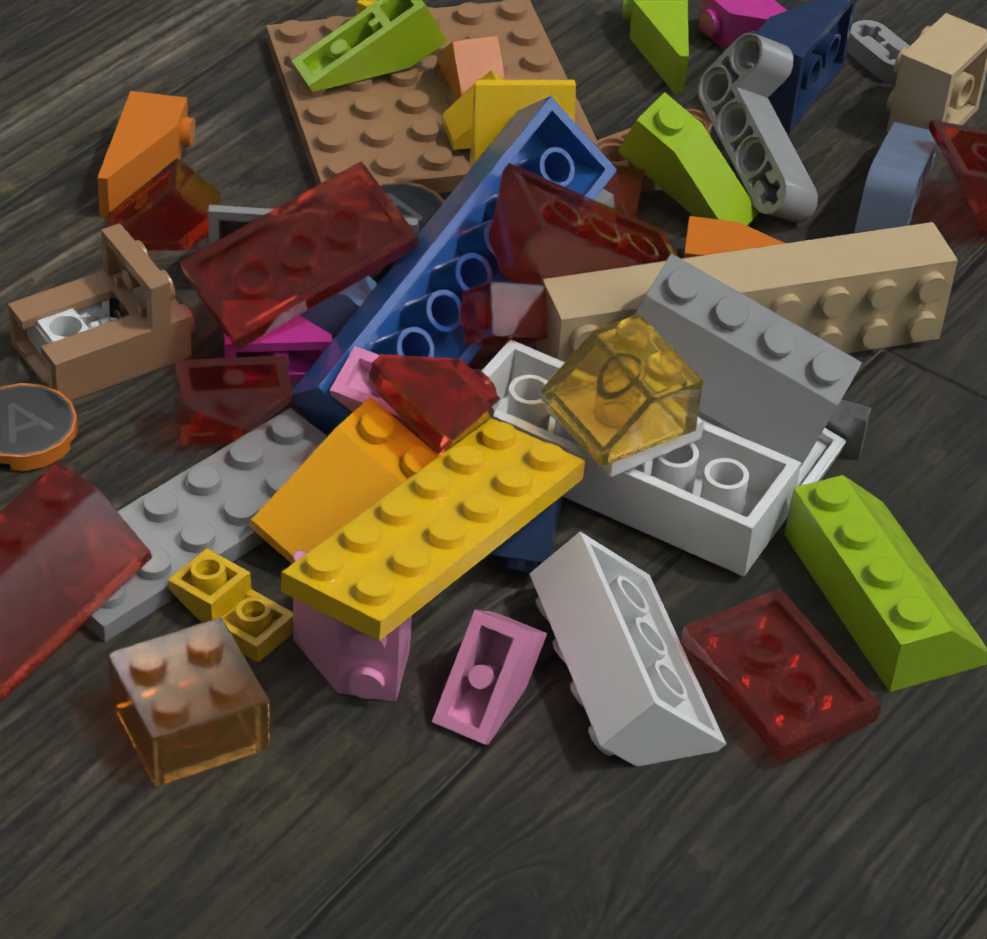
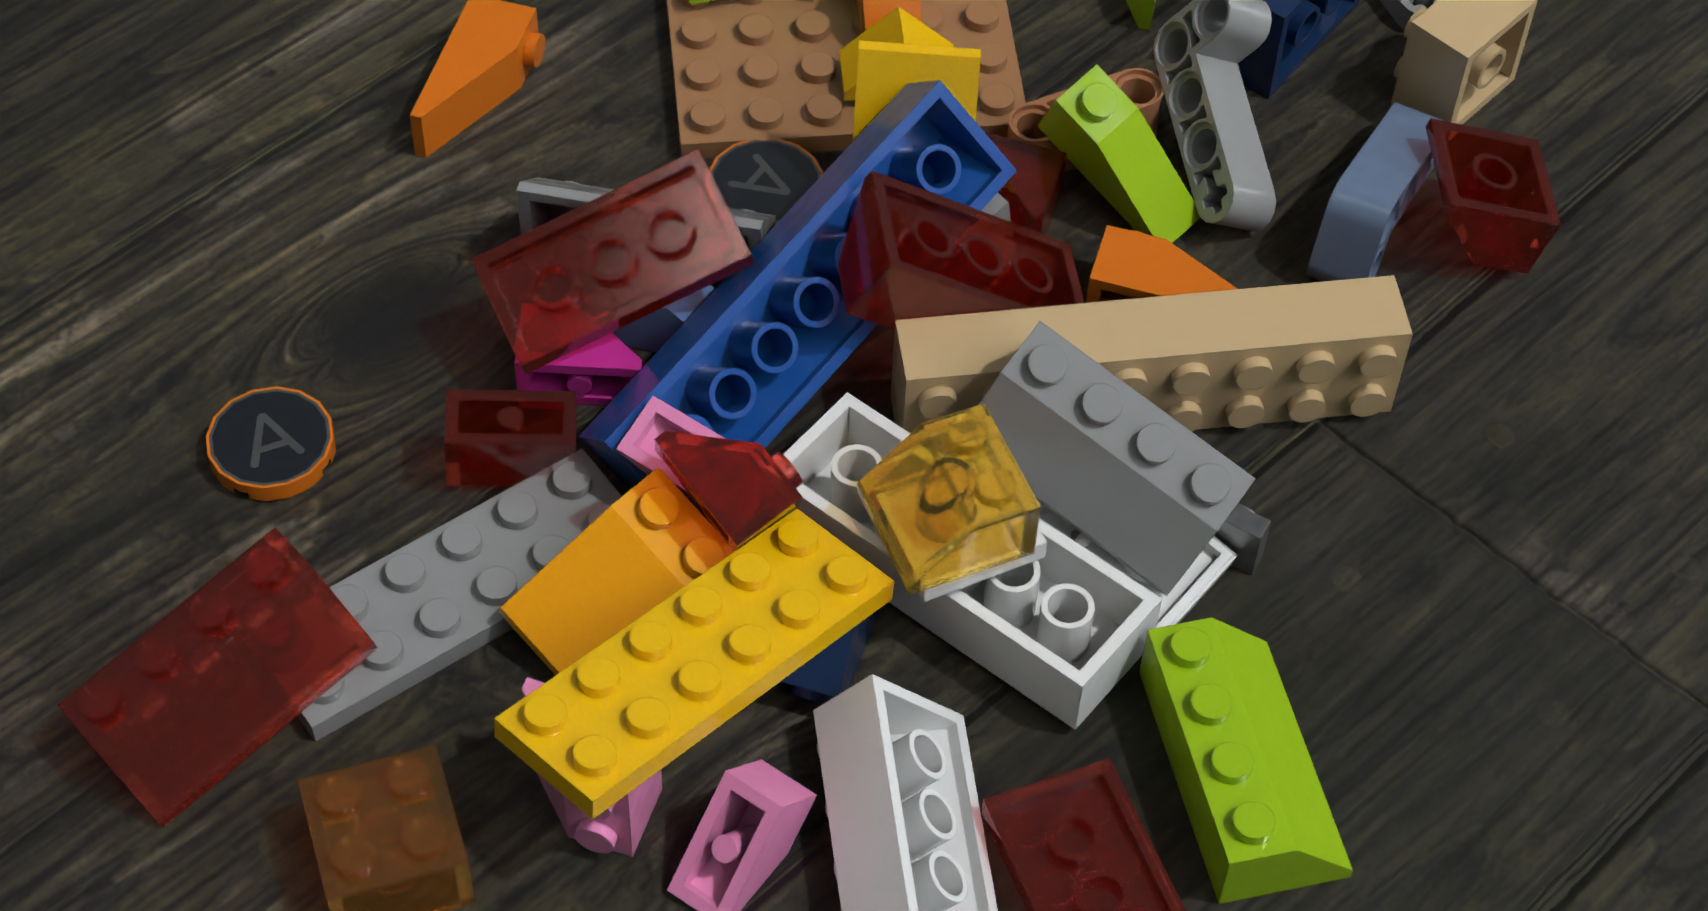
camera: 10 degrees right, 10 degrees up
(104, 323) = (384, 316): medium nougat brick -> none
(168, 209) = (484, 162): clear red slope -> none
(220, 588) = (458, 709): yellow slope -> none
(504, 312) = (844, 358): clear red brick -> none

